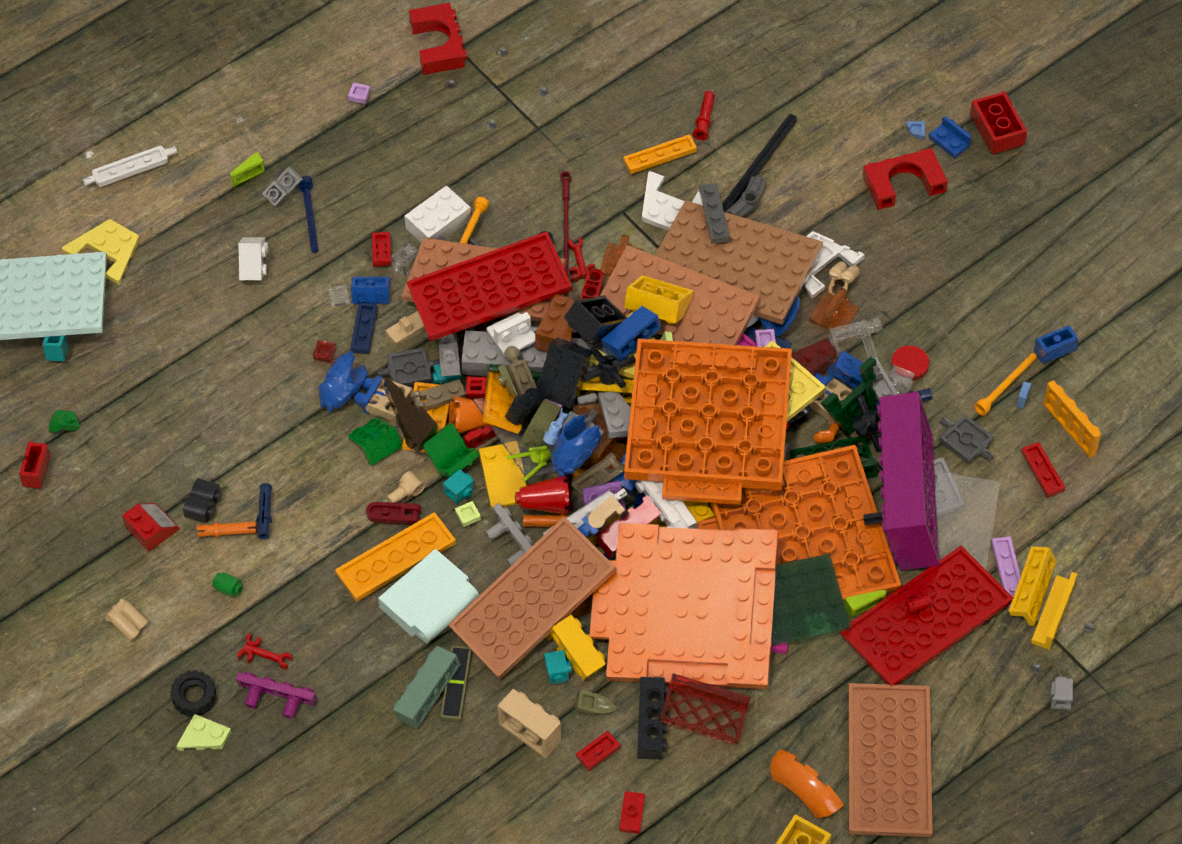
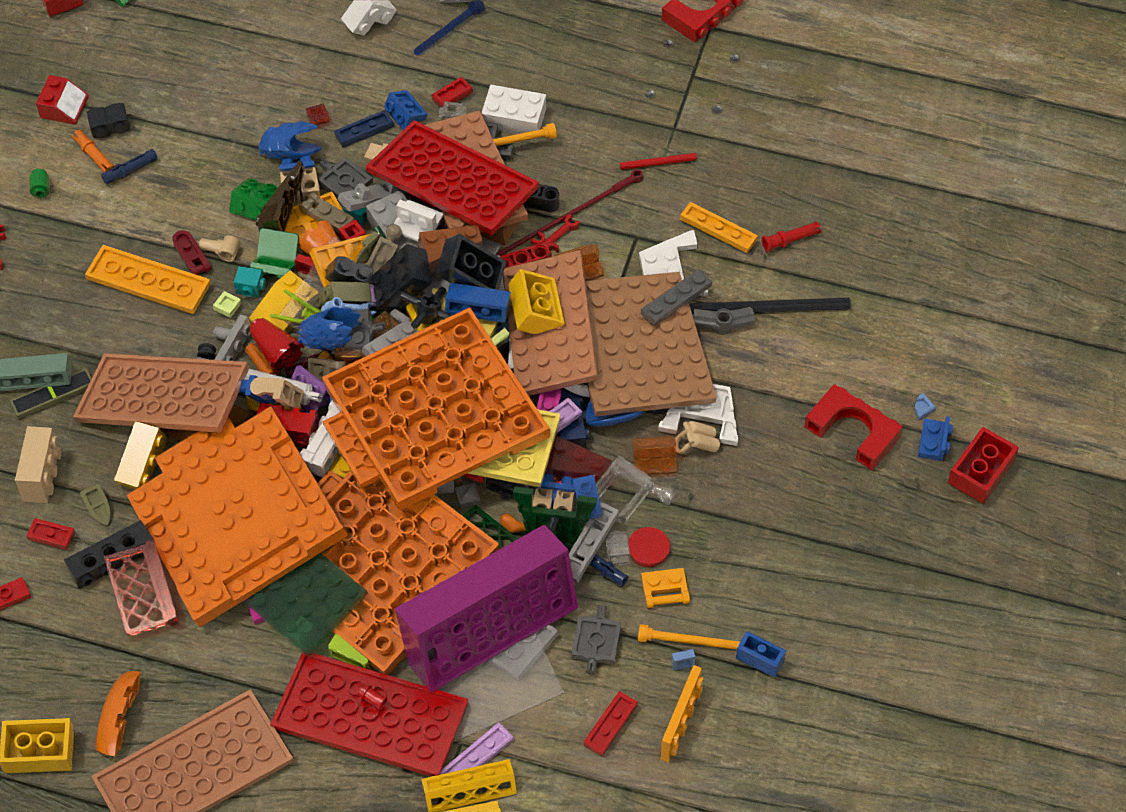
camera: 55 degrees right, 0 degrees up
(339, 296) = (381, 92): clear tile -> none
(428, 597) = (122, 323): light aqua piece -> none
(504, 552) = (206, 351): none -> black bush
(557, 667) = (111, 454): teal brick -> none
(562, 156) = (657, 161): none -> red bar
(947, 370) = (665, 582): none -> light orange plate

